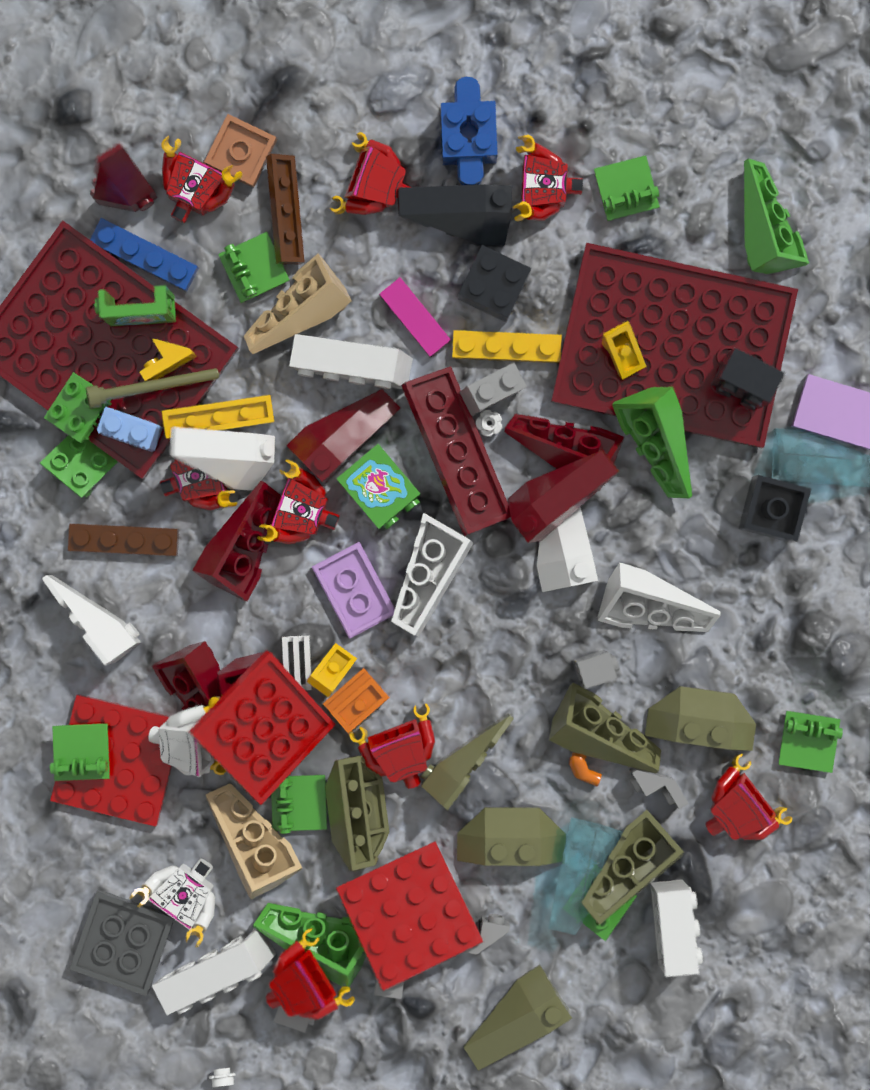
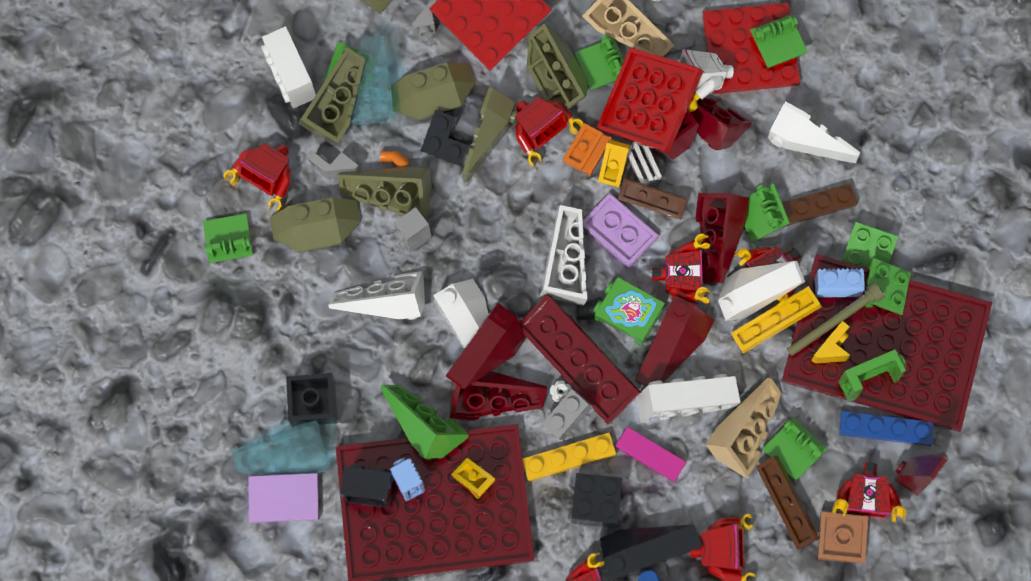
camera: 165 degrees right, 15 degrees down
(180, 547) = (765, 212): none -> bright green hinge
(302, 613) = (652, 198): none -> reddish brown tile
(525, 769) = (438, 141): none -> black plate
(699, 372) = (407, 478): none -> light blue brick

